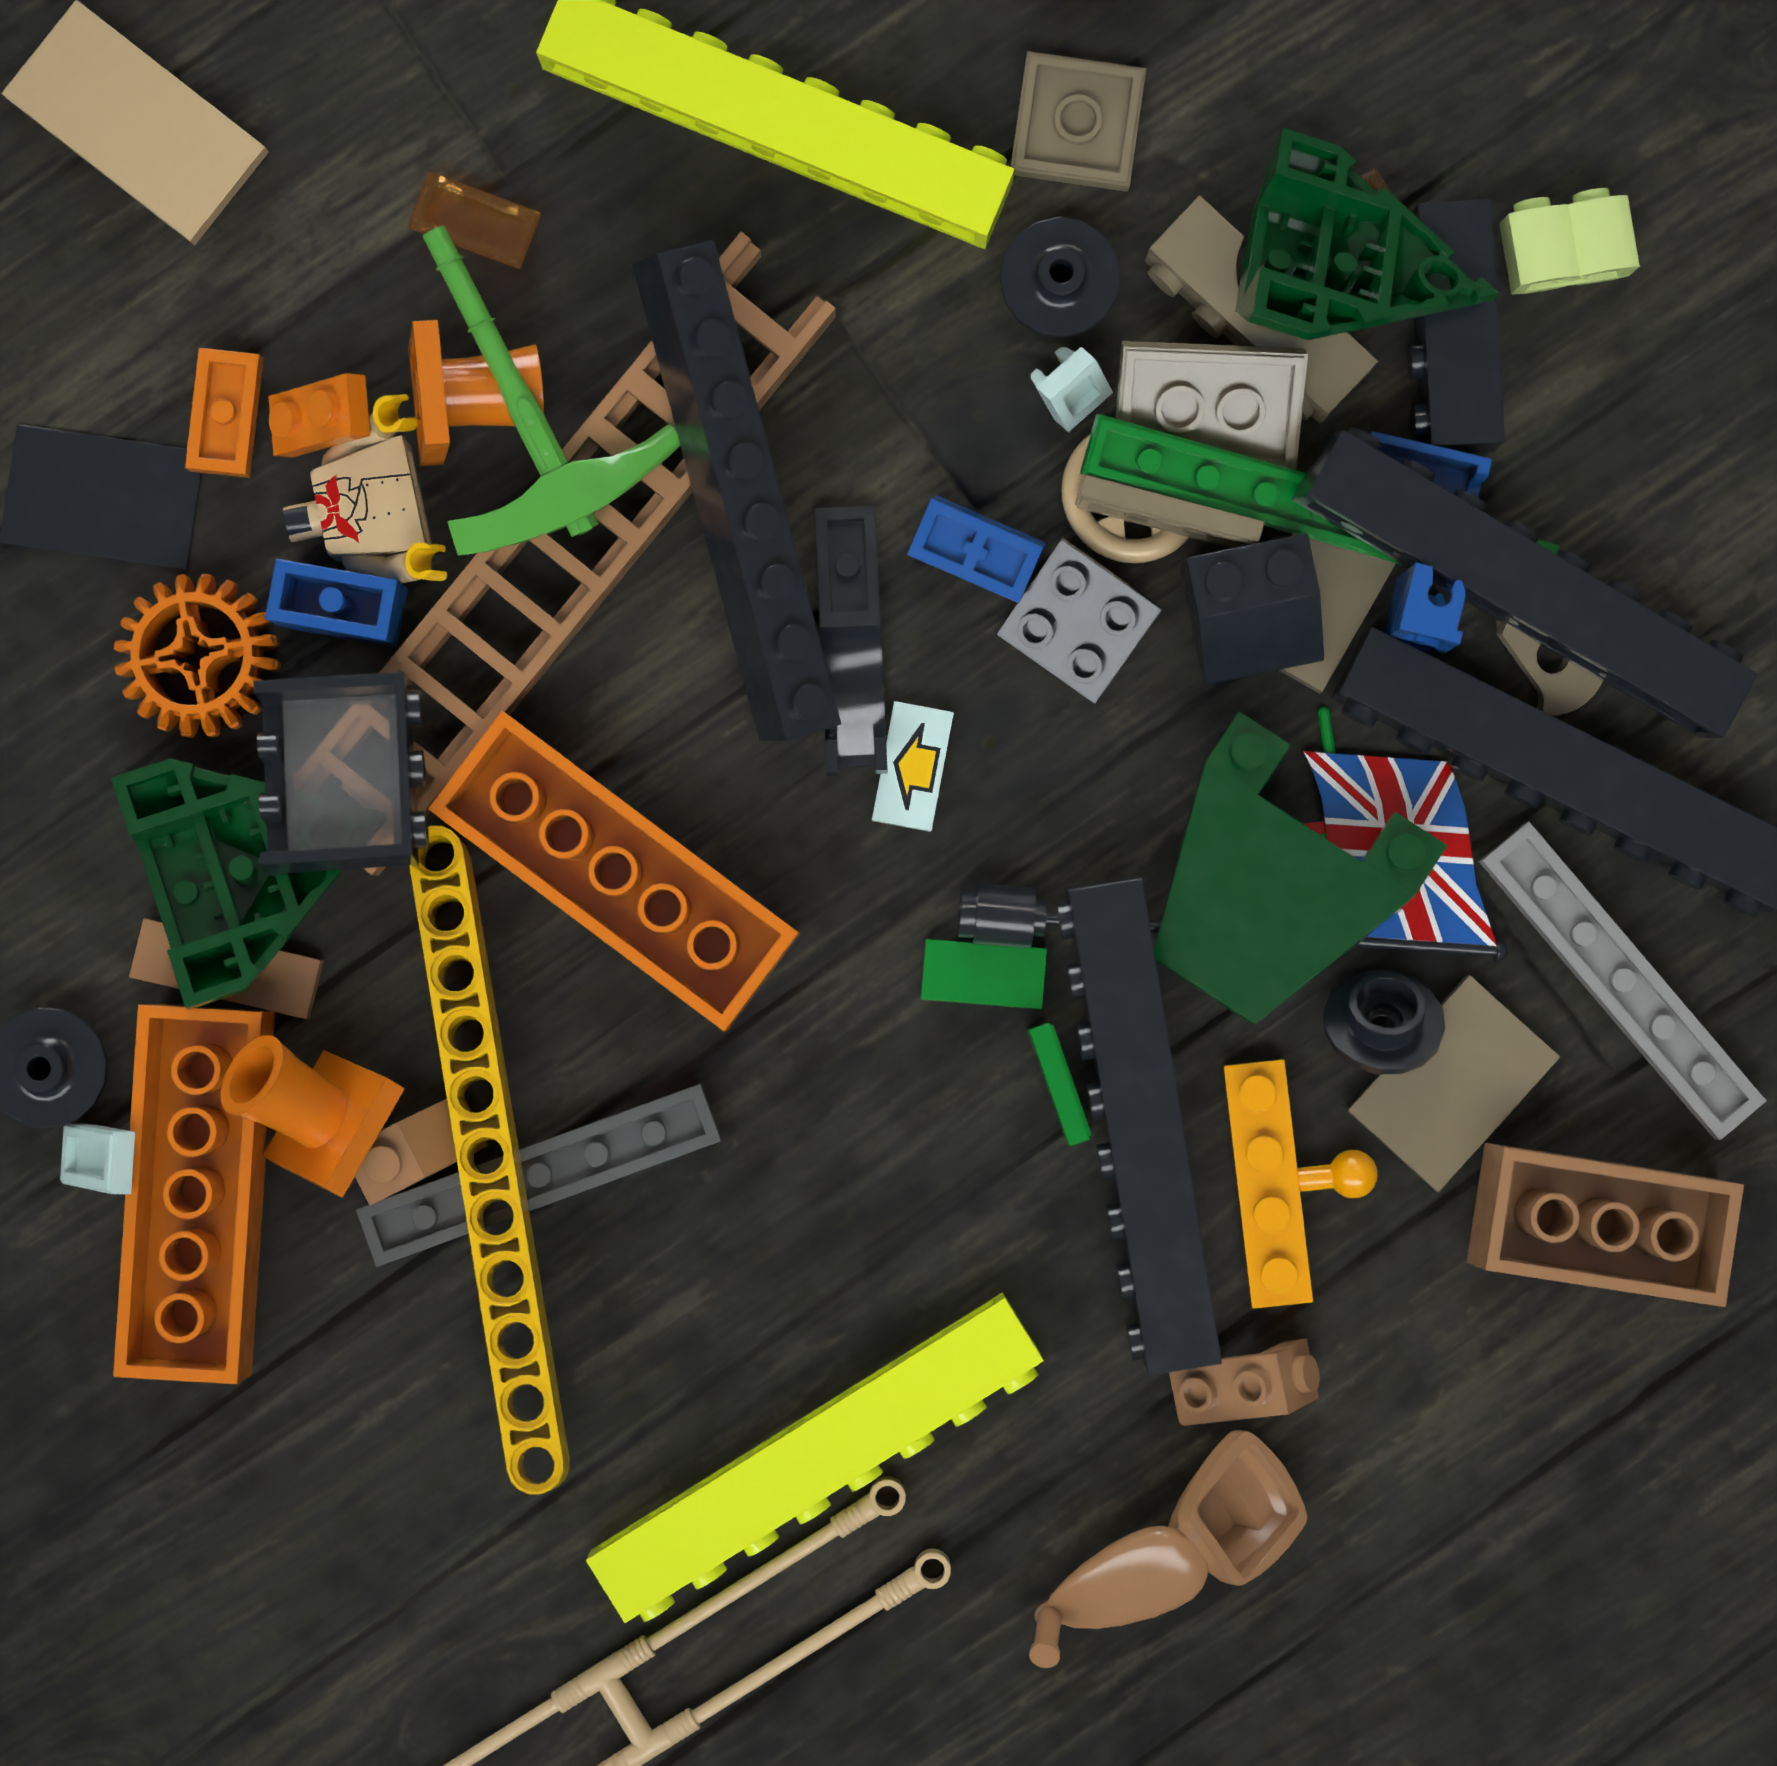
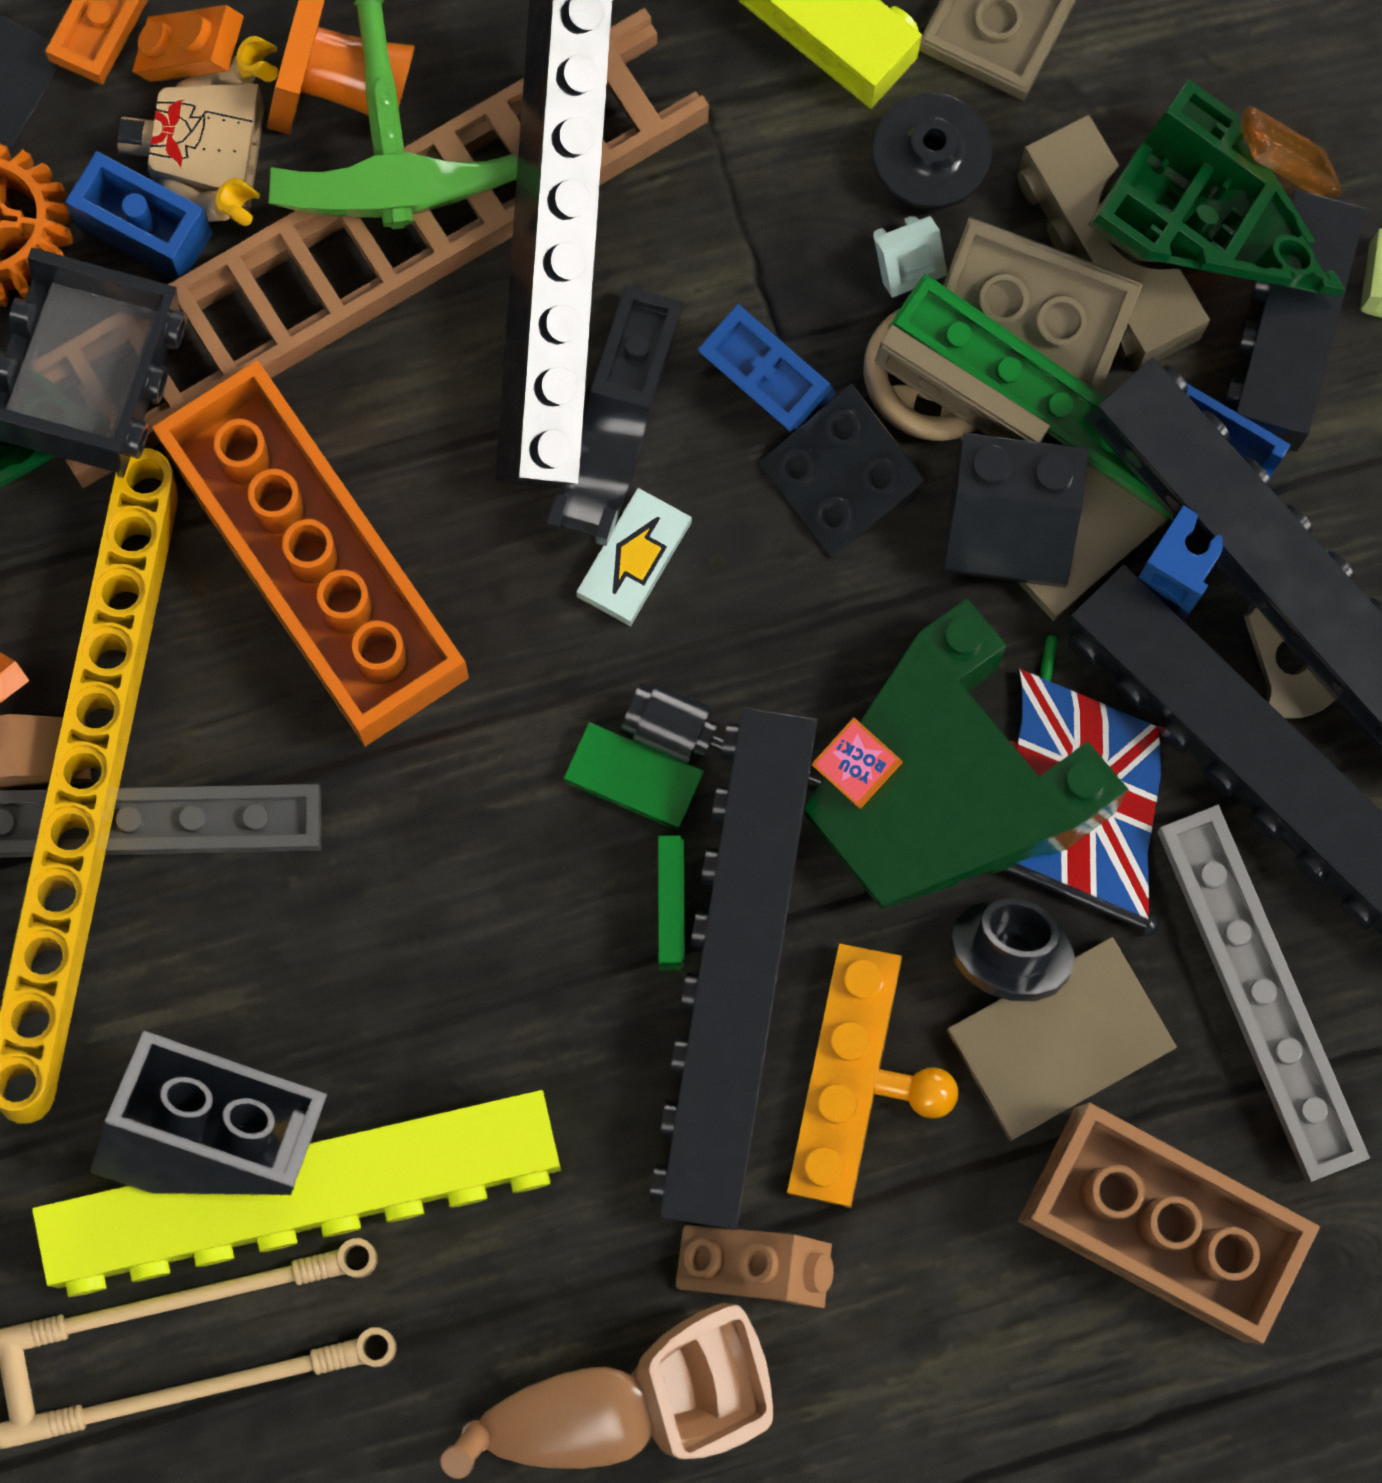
camera: 15 degrees right, 10 degrees down
(716, 1435) = (204, 1125): none -> black slope
(1189, 902) = (857, 763): none -> tile
(1401, 168) = (1289, 154): none -> clear orange tile

